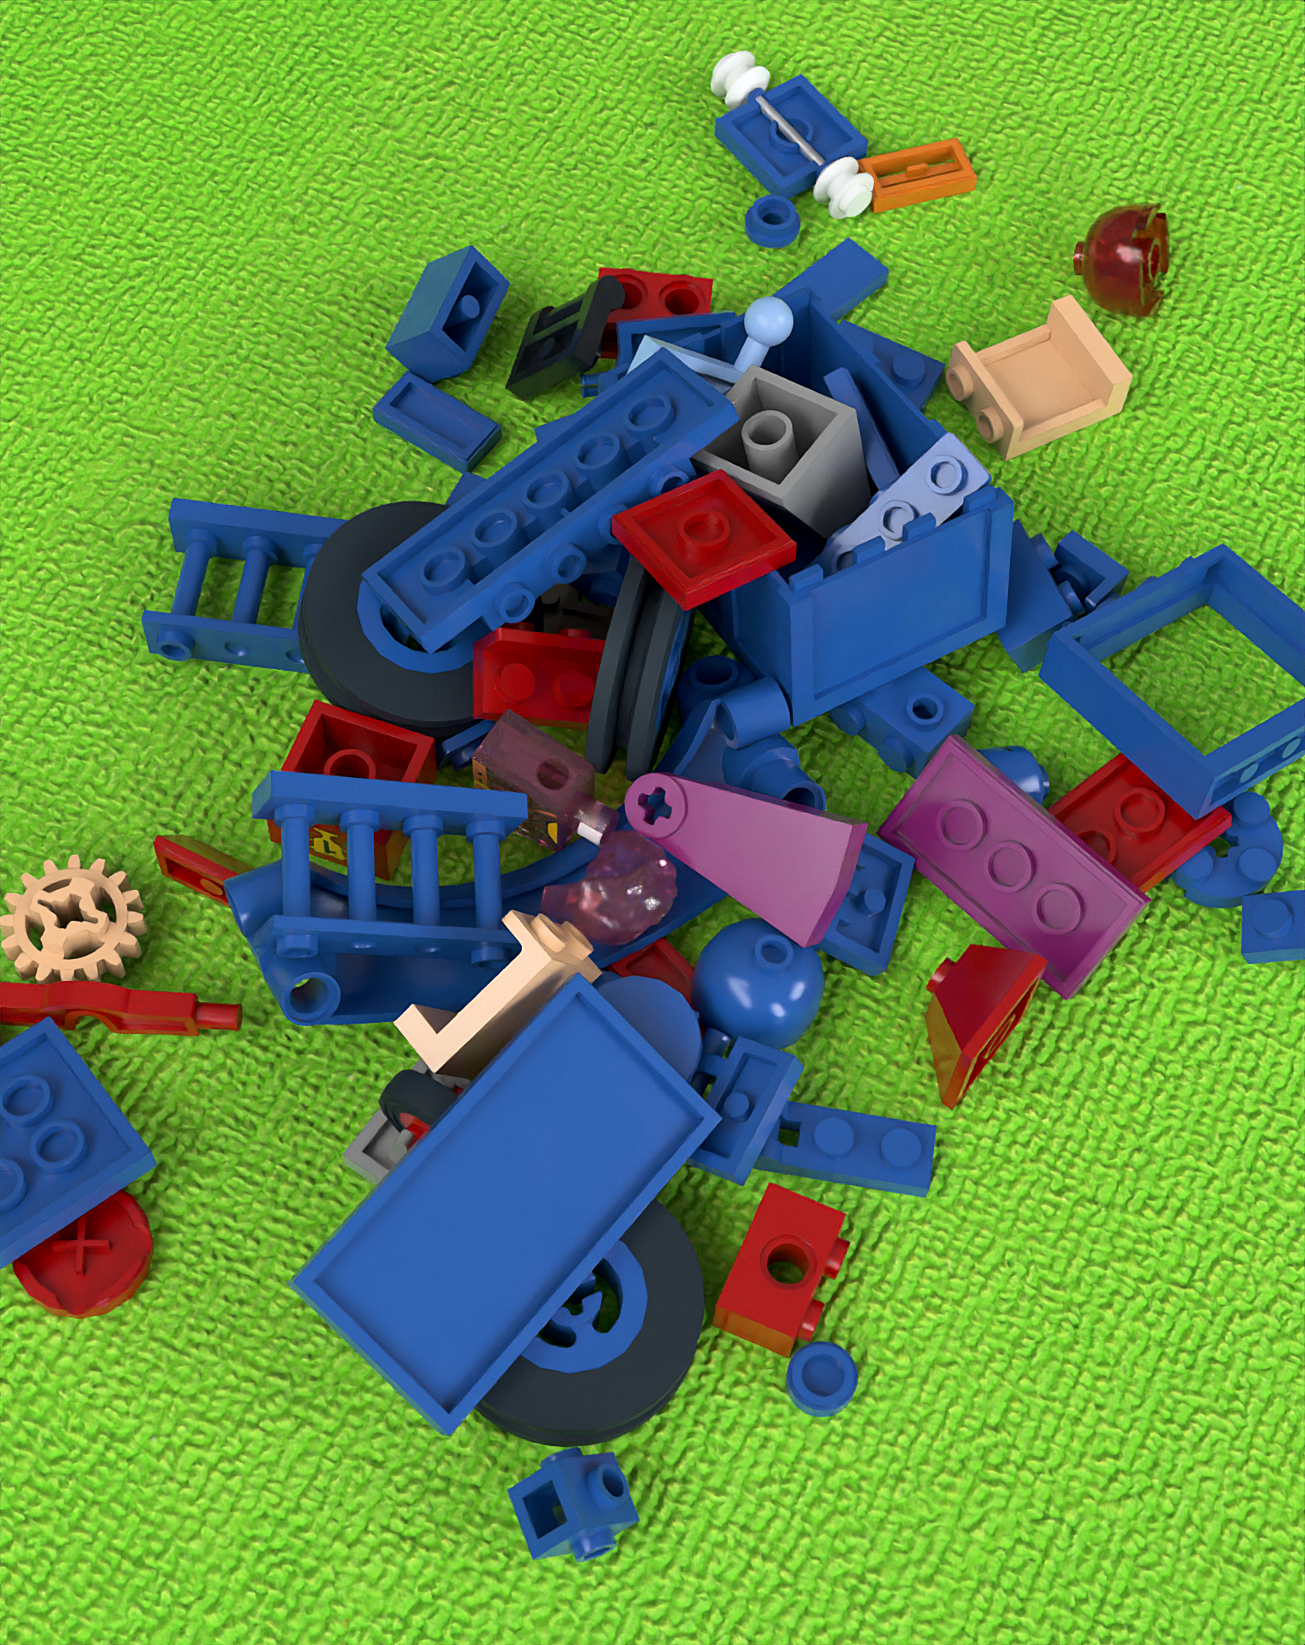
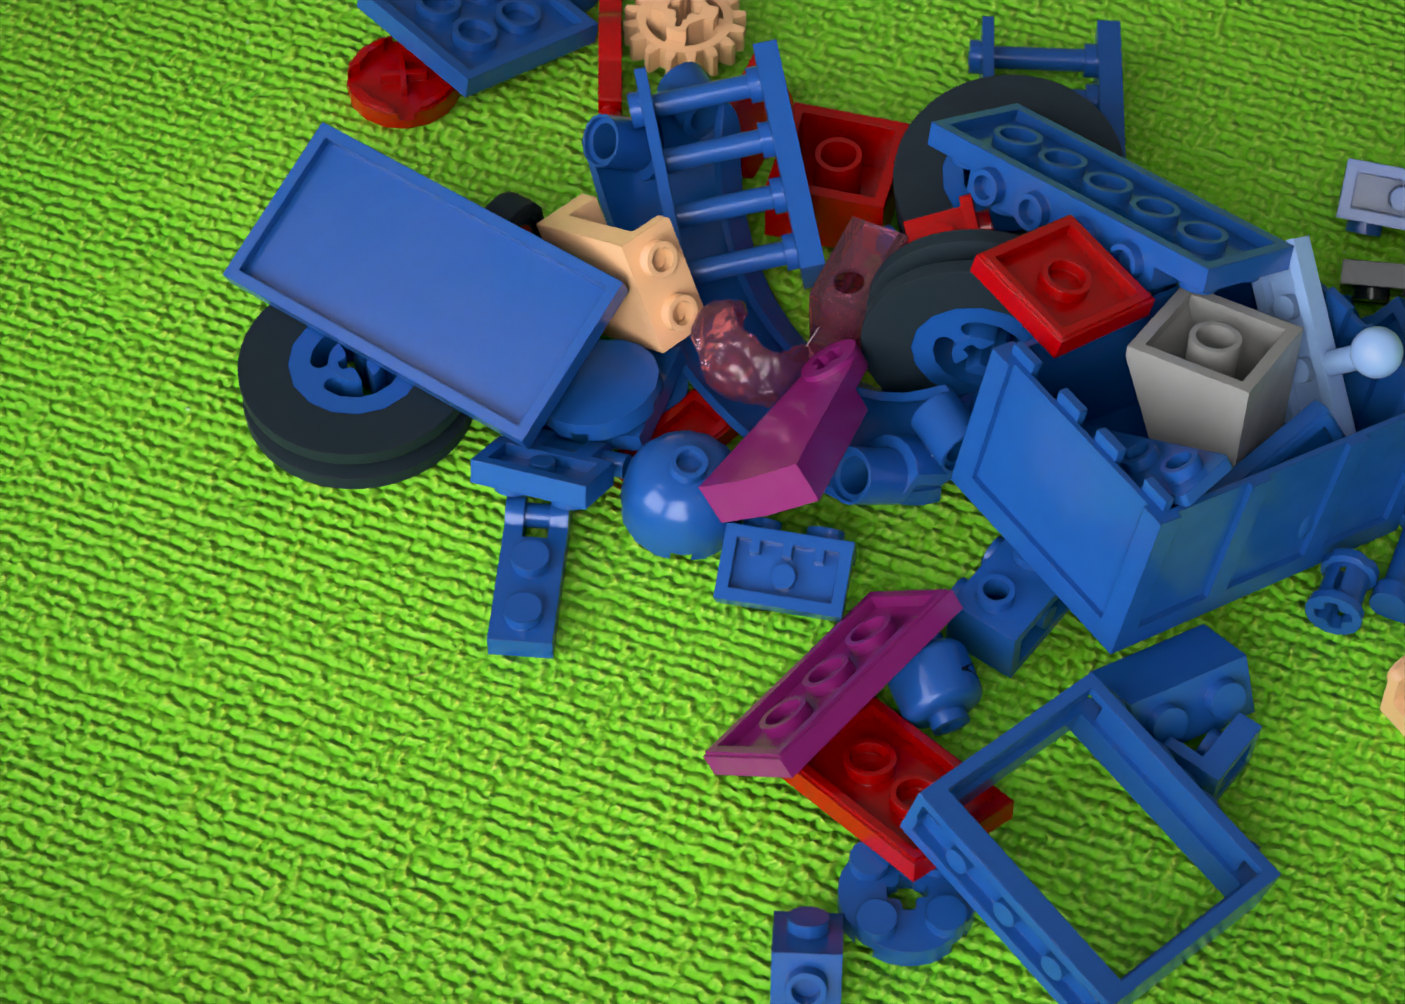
camera: 90 degrees right, 10 degrees down
(437, 423) = (1294, 206): blue tile -> none
(573, 1505) = (158, 374): blue brick -> none
(791, 1231) = (397, 523): red brick -> none
(821, 1379) = (303, 572): blue tile -> none
(976, 1011) = (653, 656): red slope -> none

